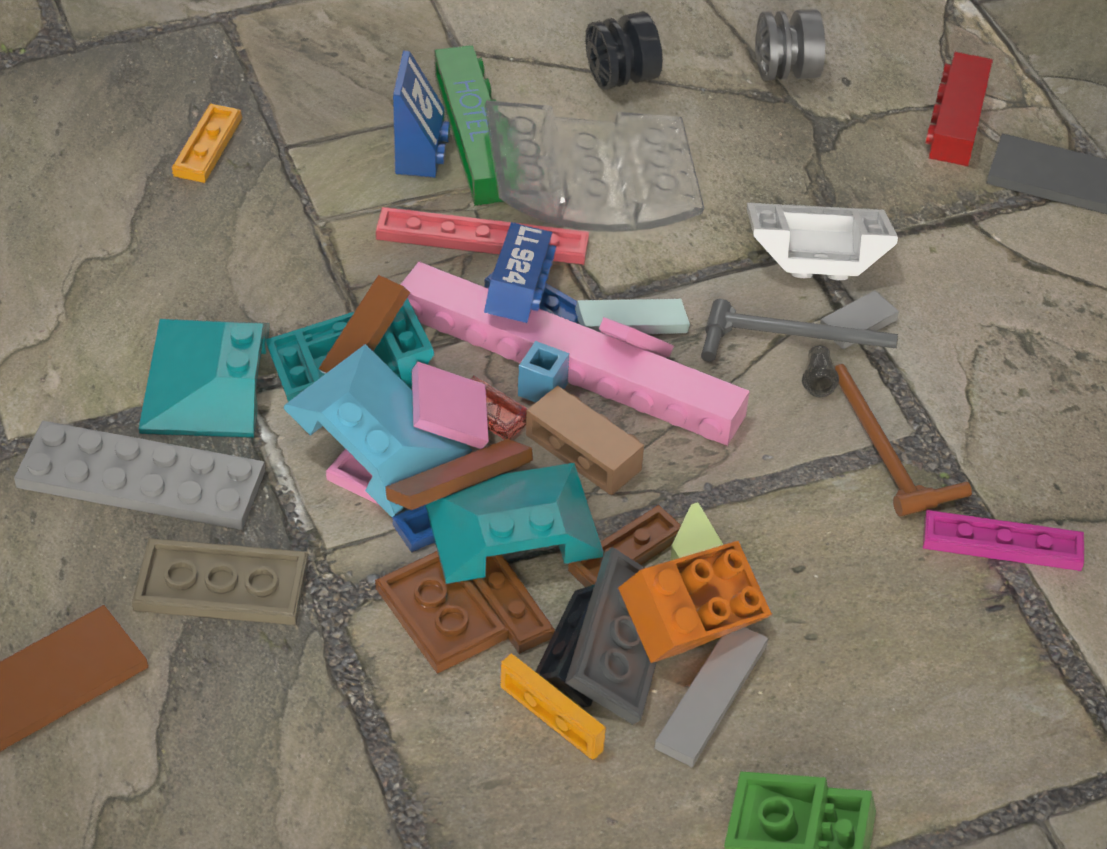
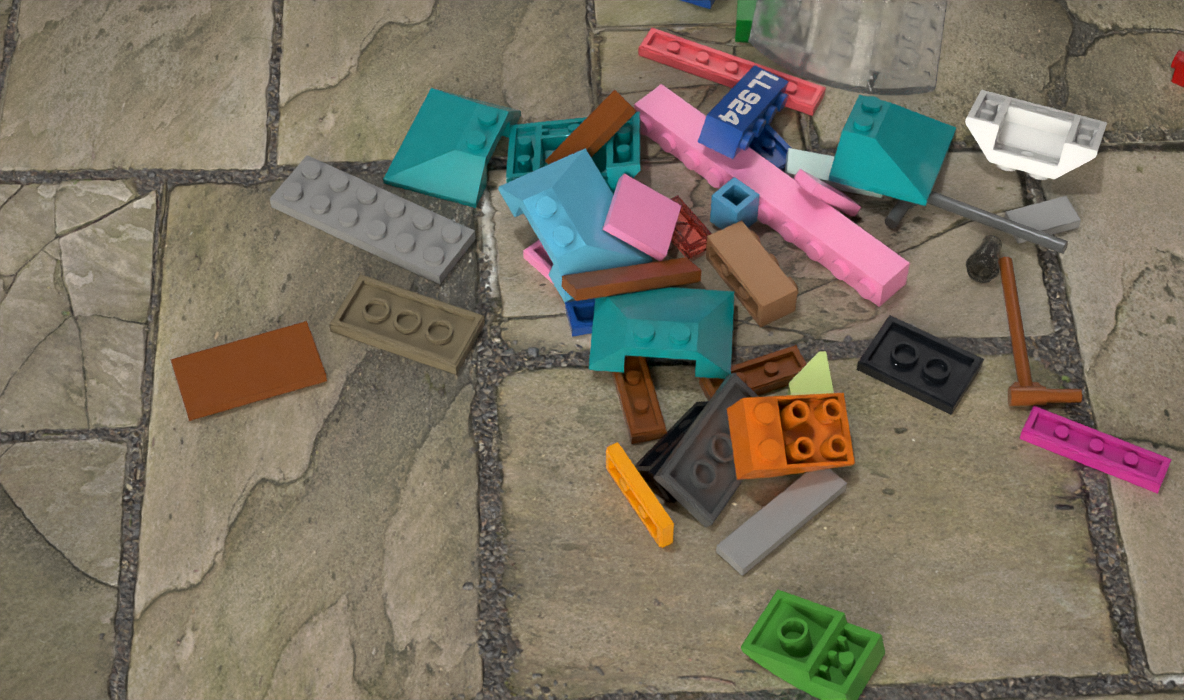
camera: 20 degrees right, 5 degrees up
(441, 618) = (577, 399): dark orange tile -> none
(684, 281) = (891, 150): none -> teal slope
(793, 495) = (920, 364): none -> black tile

